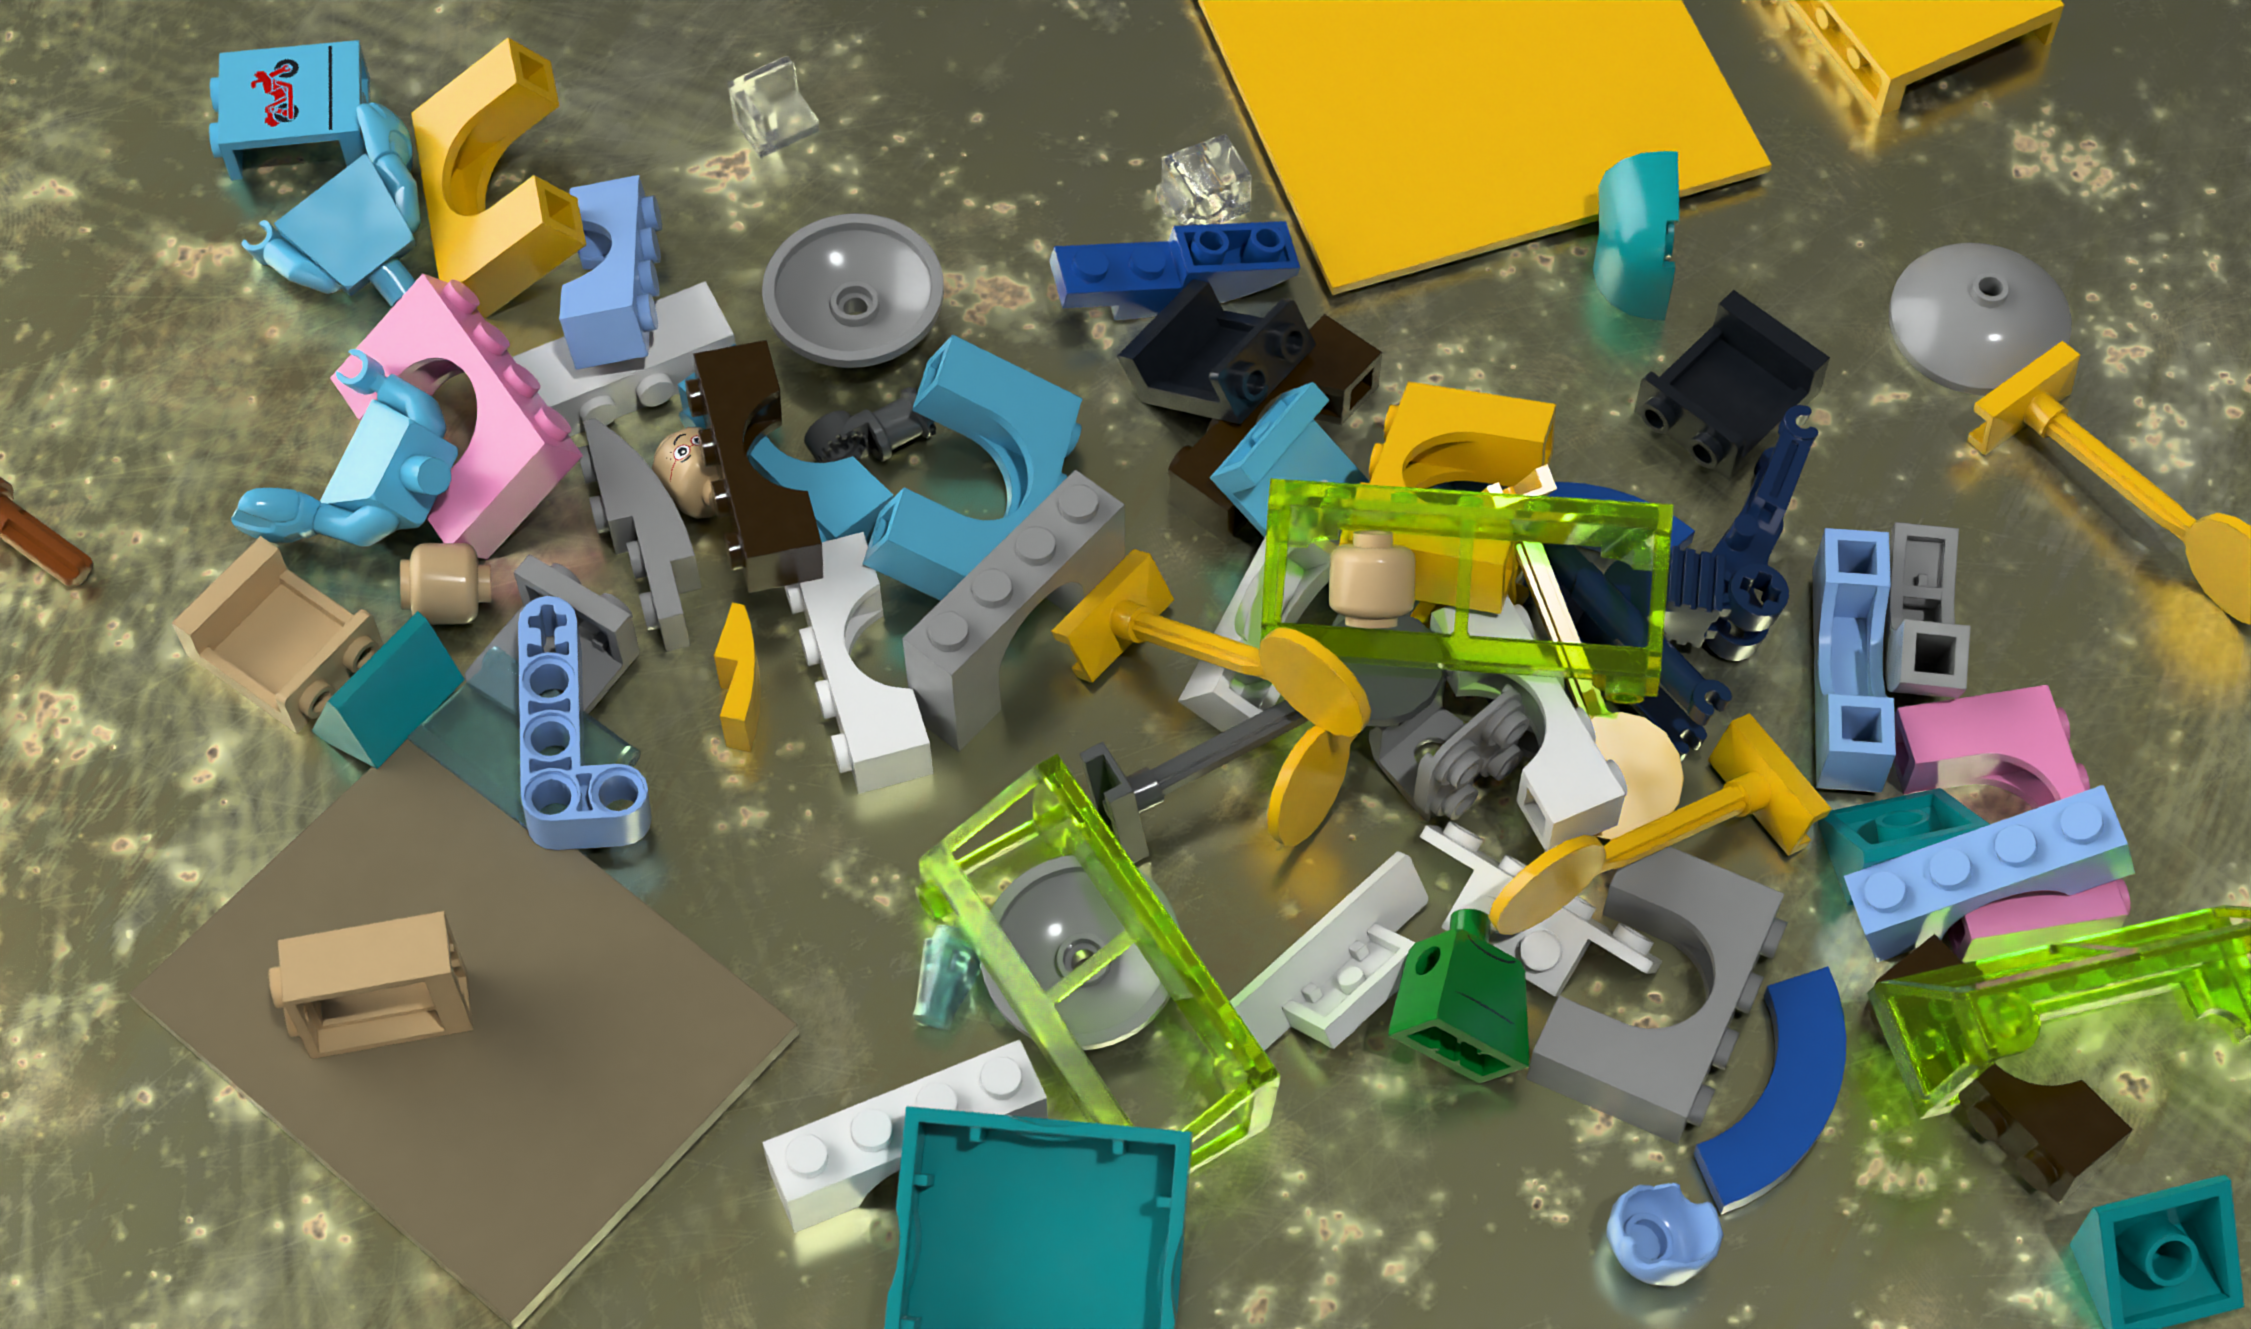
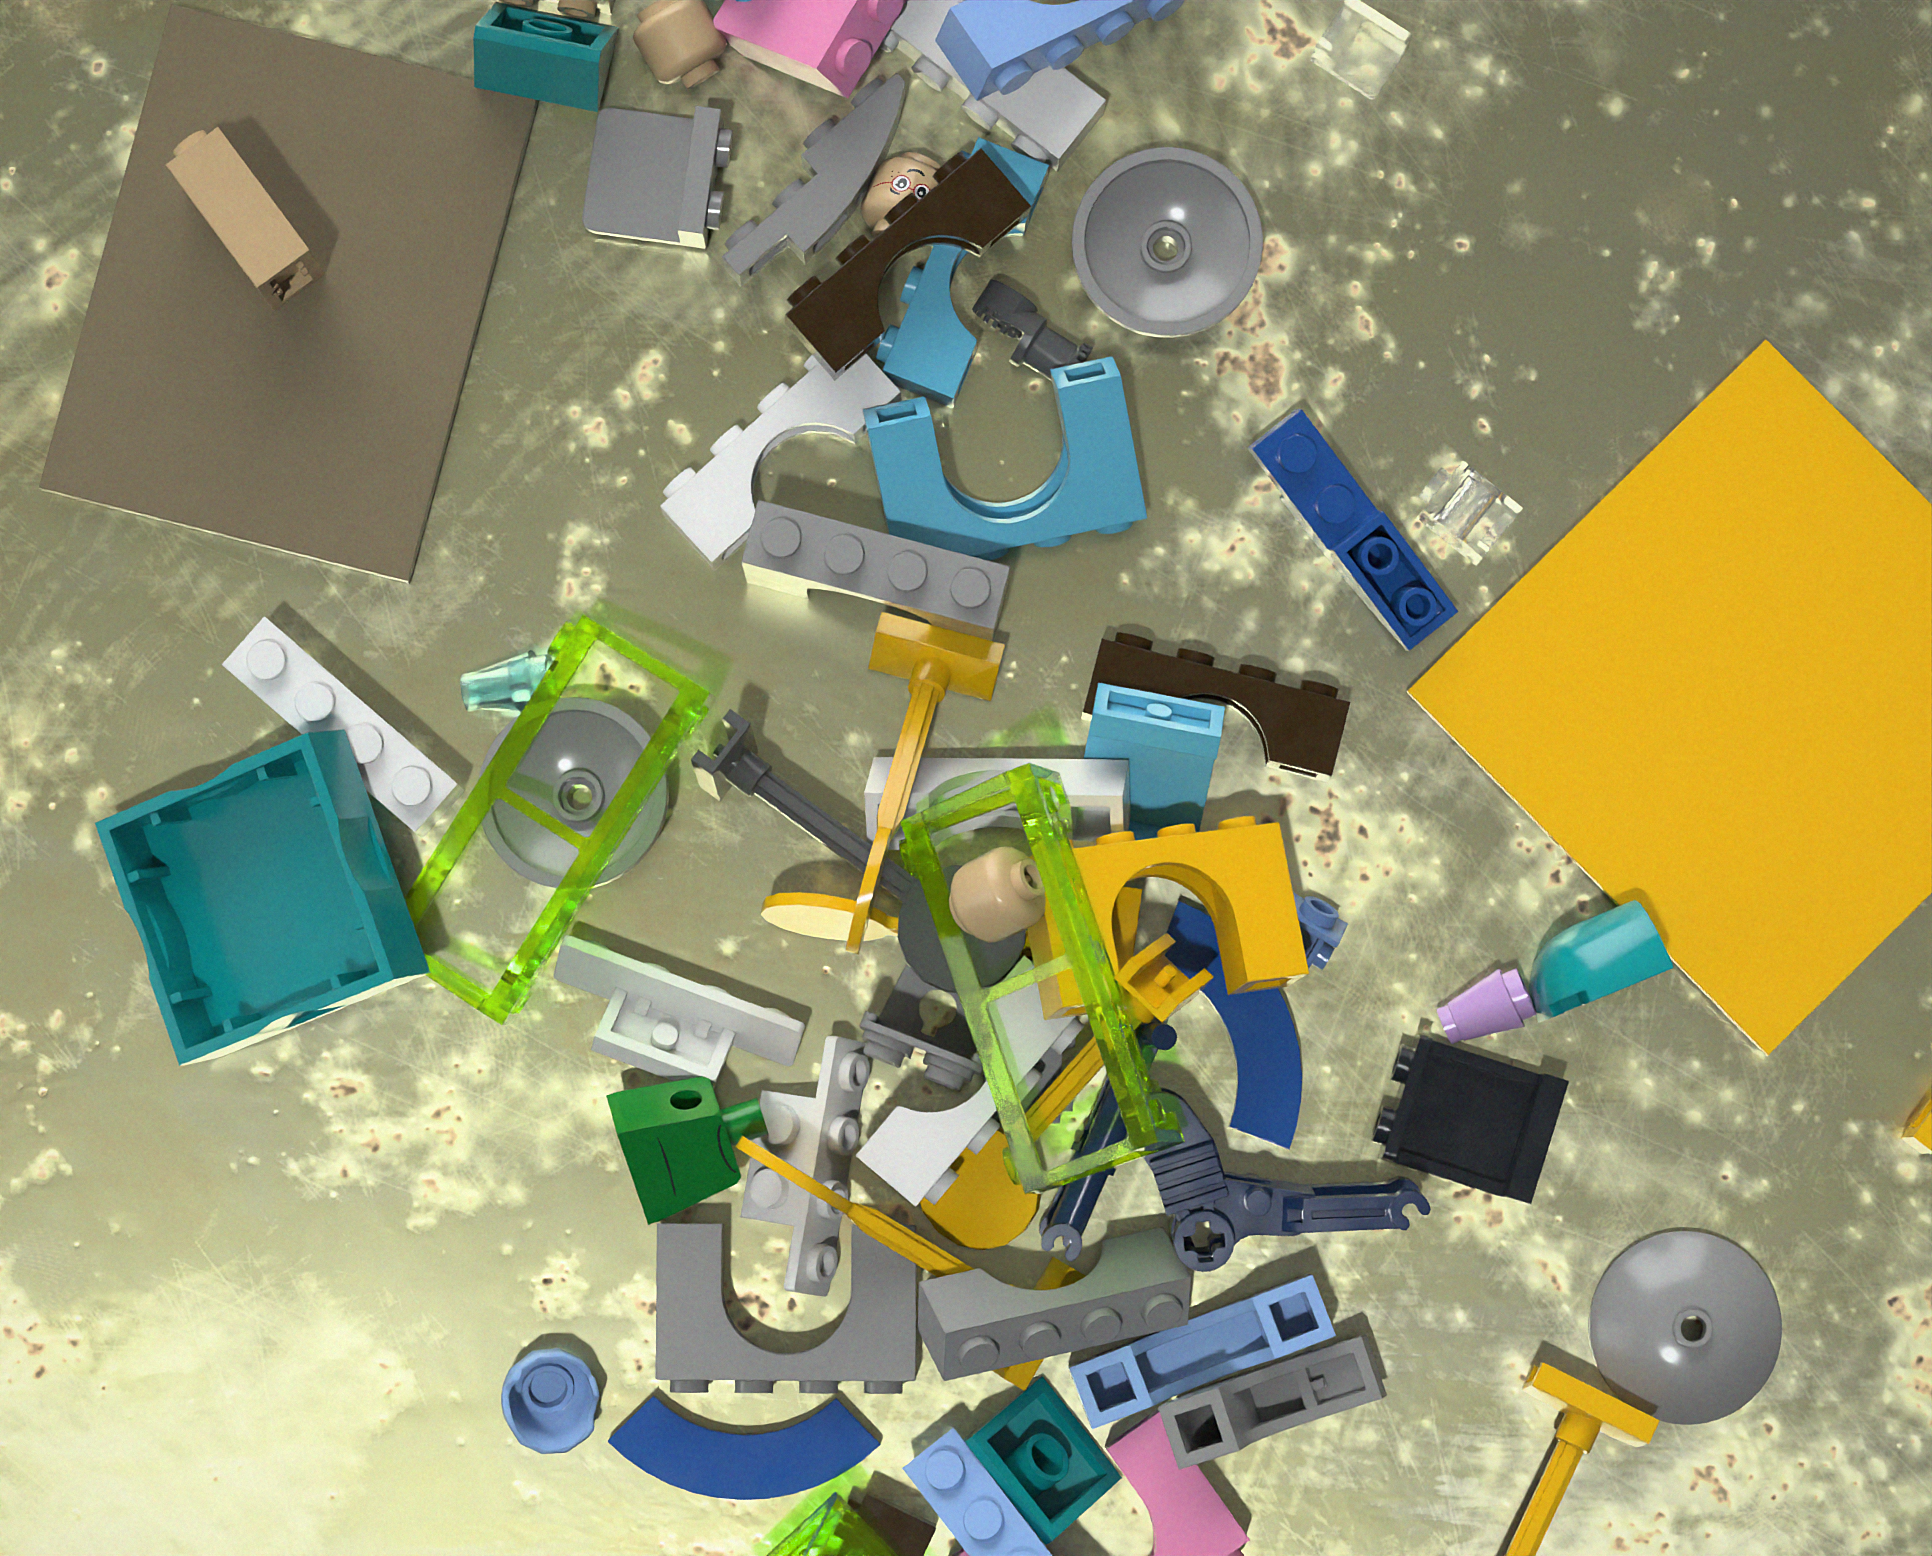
camera: 60 degrees right, 25 degrees up
(480, 736) = (554, 202): clear light blue piece -> none
(561, 723) = (581, 235): light blue beam -> none
(740, 674) = (732, 346): yellow slope -> none
(1213, 358) = (1255, 620): black panel -> none
(1637, 335) = (1488, 1007): none -> lavender cone
(1762, 792) = (987, 1325): none -> light grey arch

